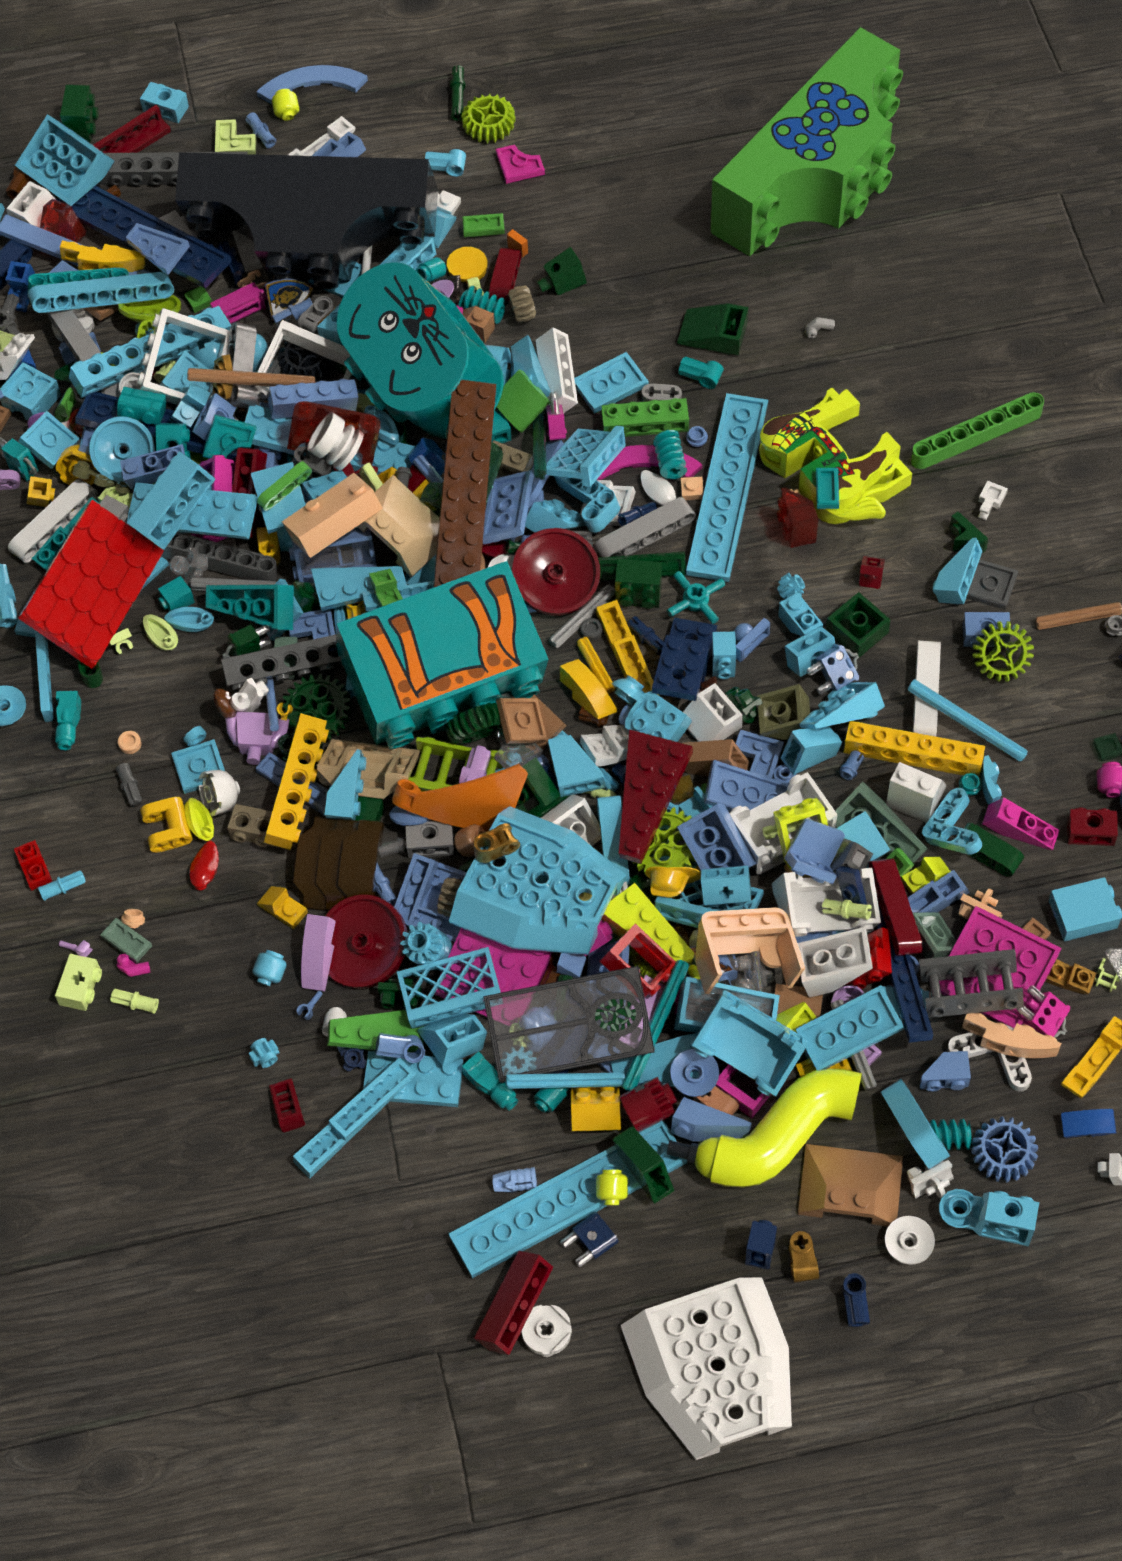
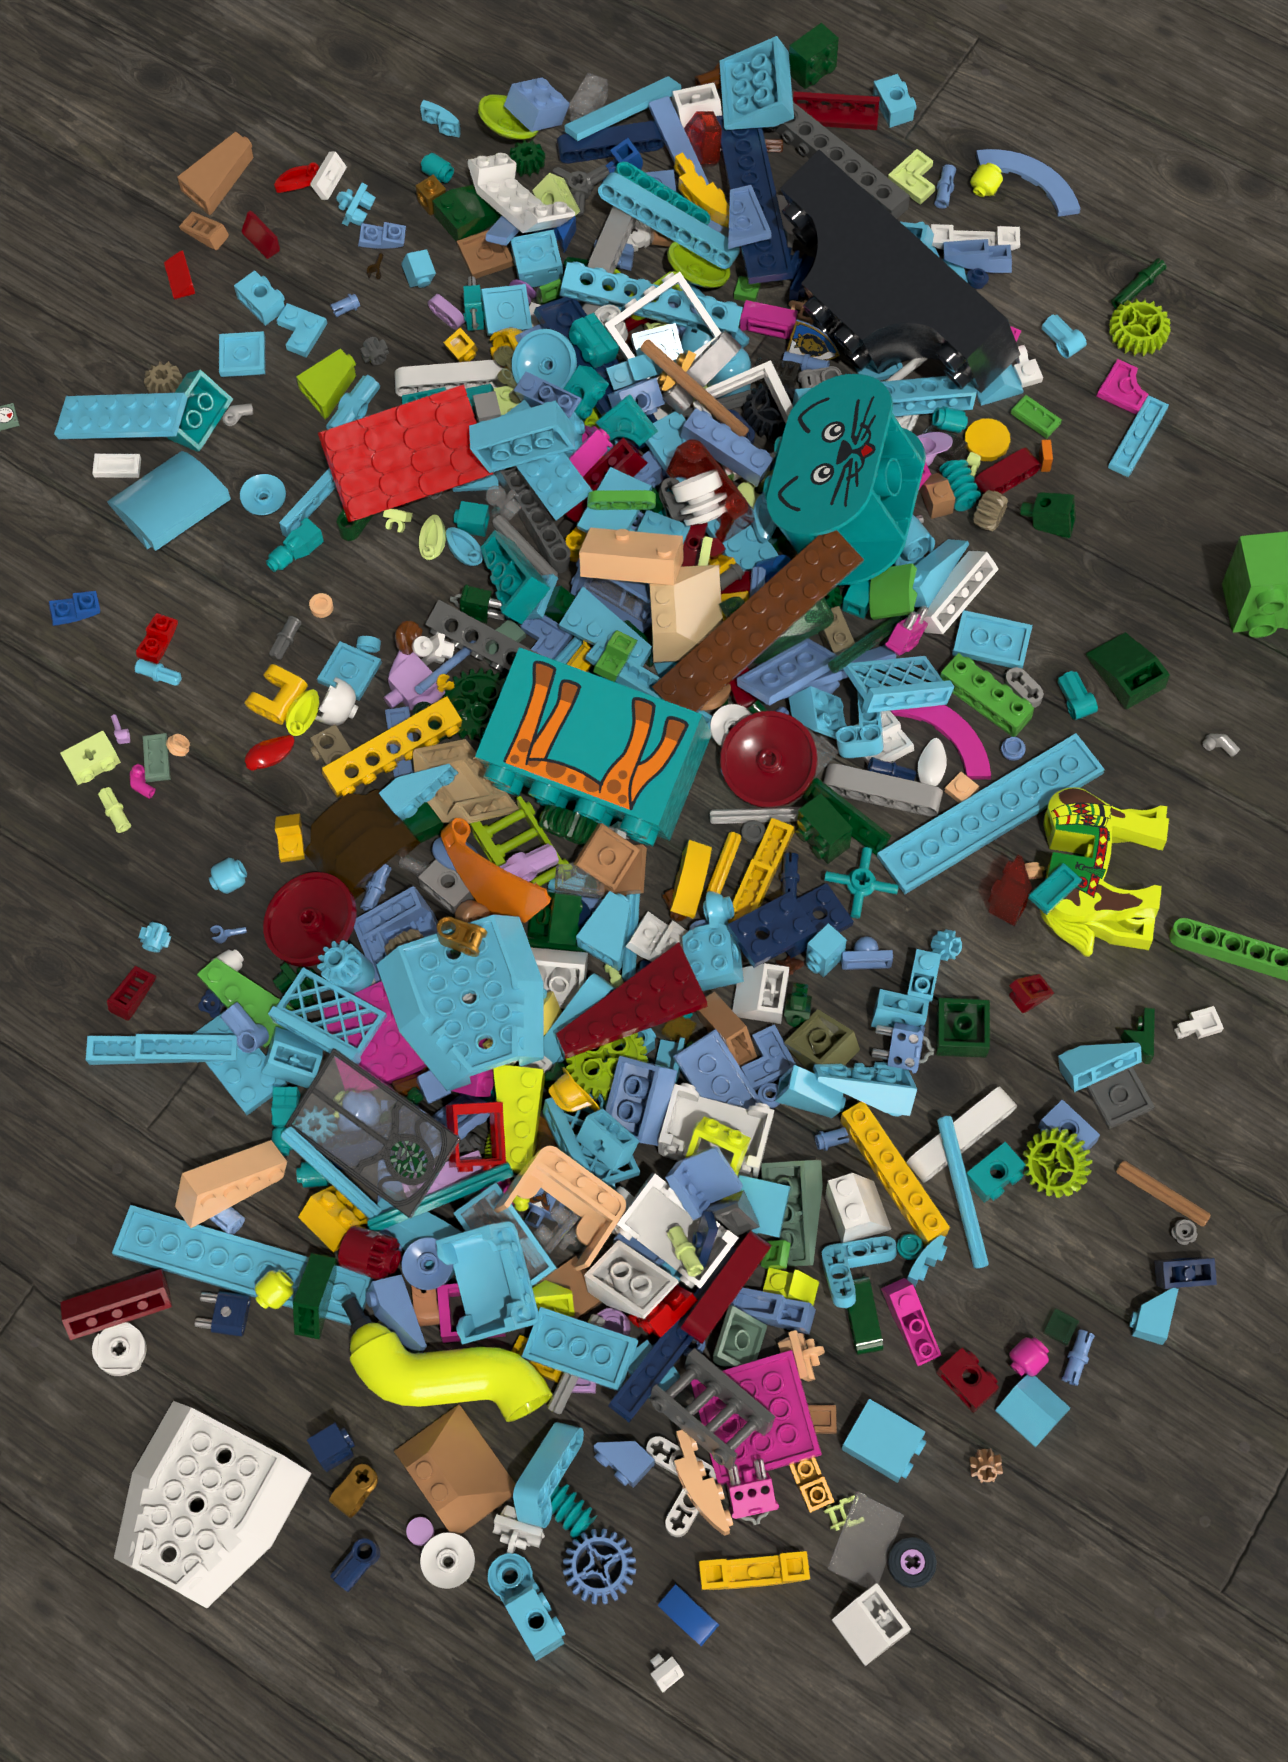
camera: 45 degrees right, 5 degrees up
(317, 952) = (269, 895): lavender slope -> none
(503, 1151) = (228, 1181): none -> light nougat wedge
(561, 186) = (1138, 436): none -> medium azure tile
(670, 454) = (967, 742): teal piece -> none
(870, 1242) = (420, 1531): none -> lavender tile
(973, 681) = (1001, 1159): none -> teal brick

